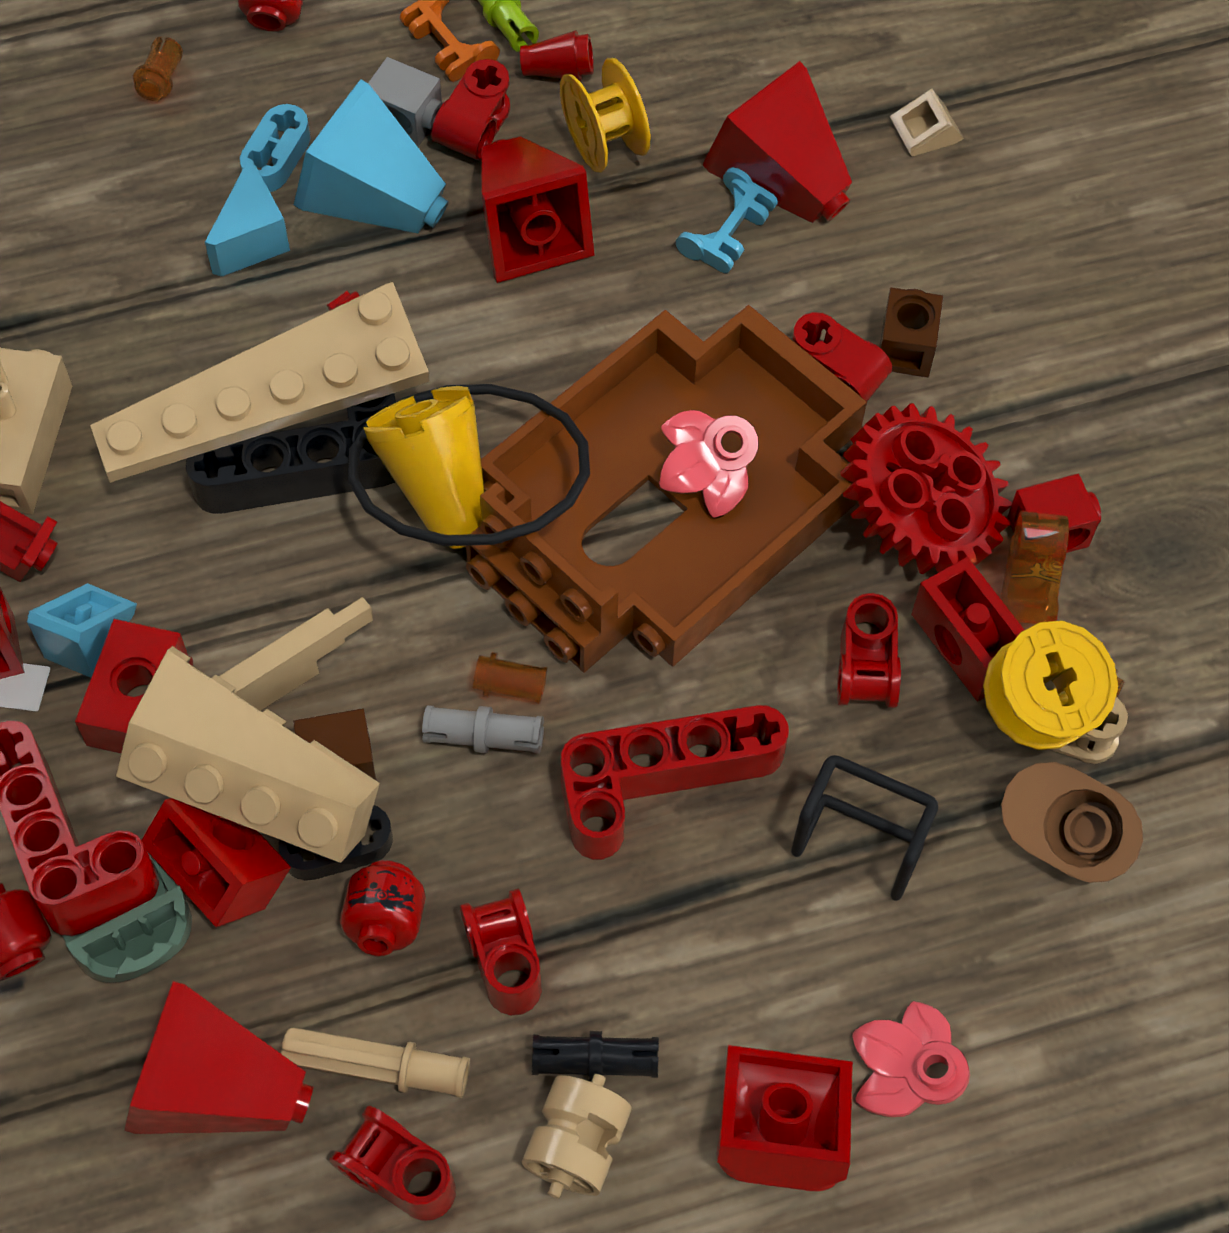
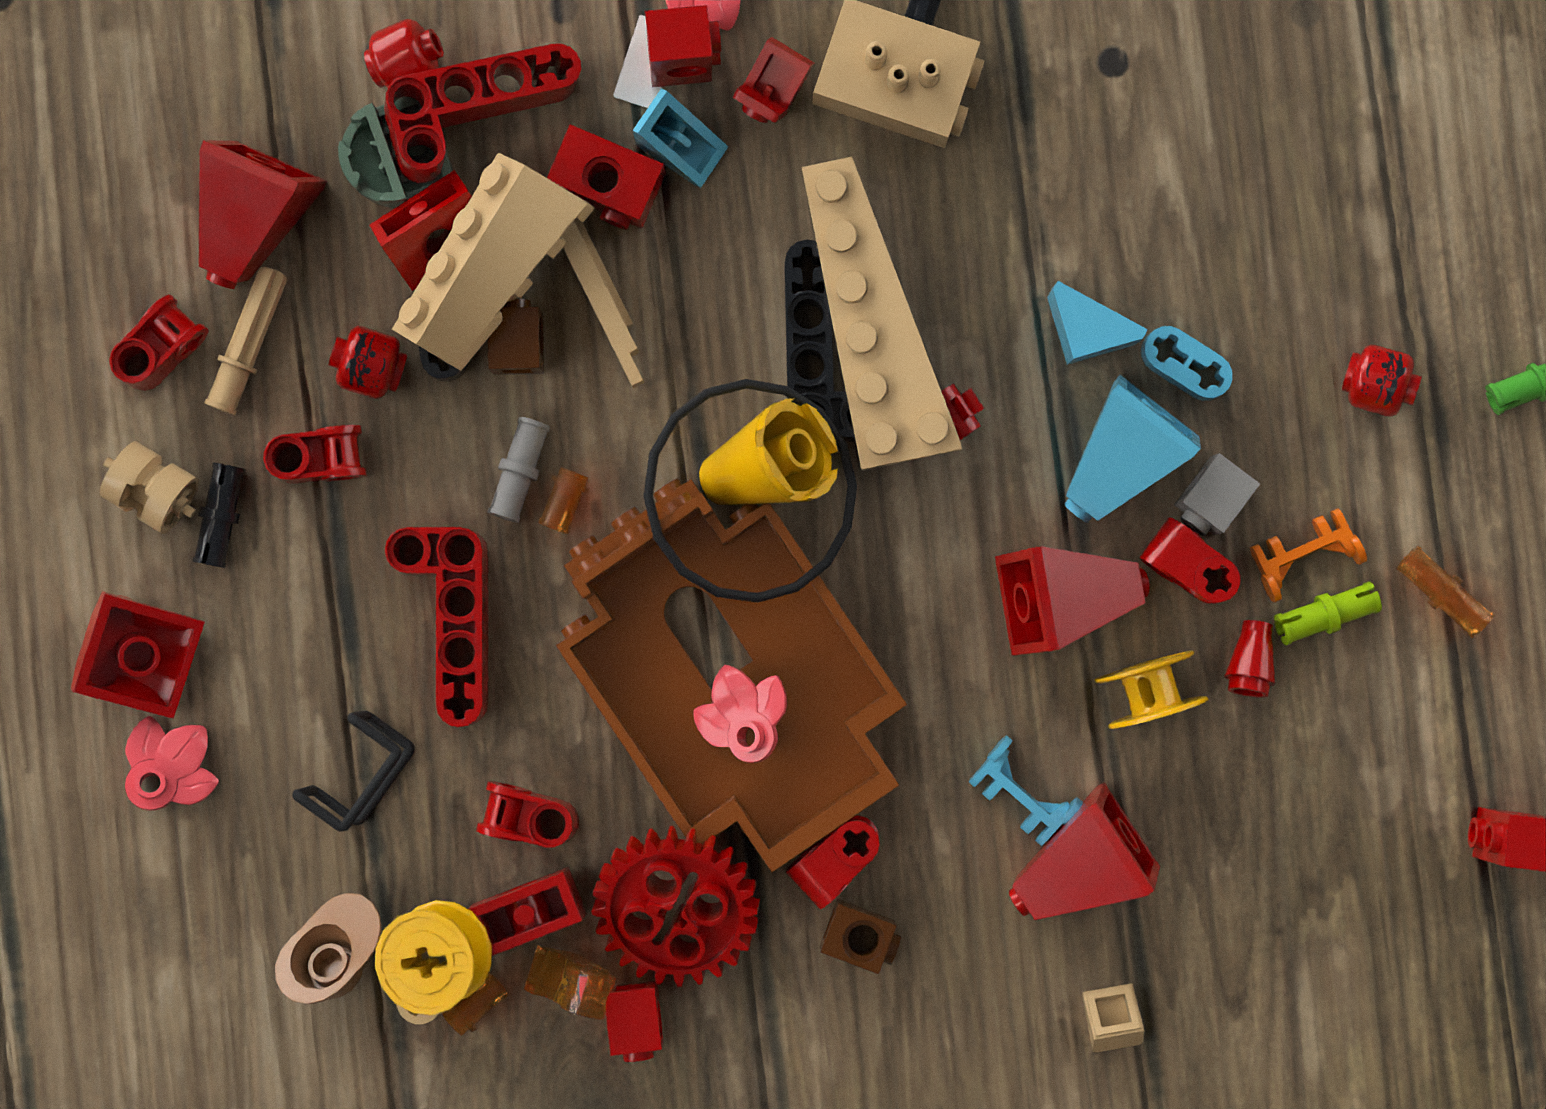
camera: 100 degrees right, 25 degrees up
(154, 77) = (1301, 257): clear orange pin -> none

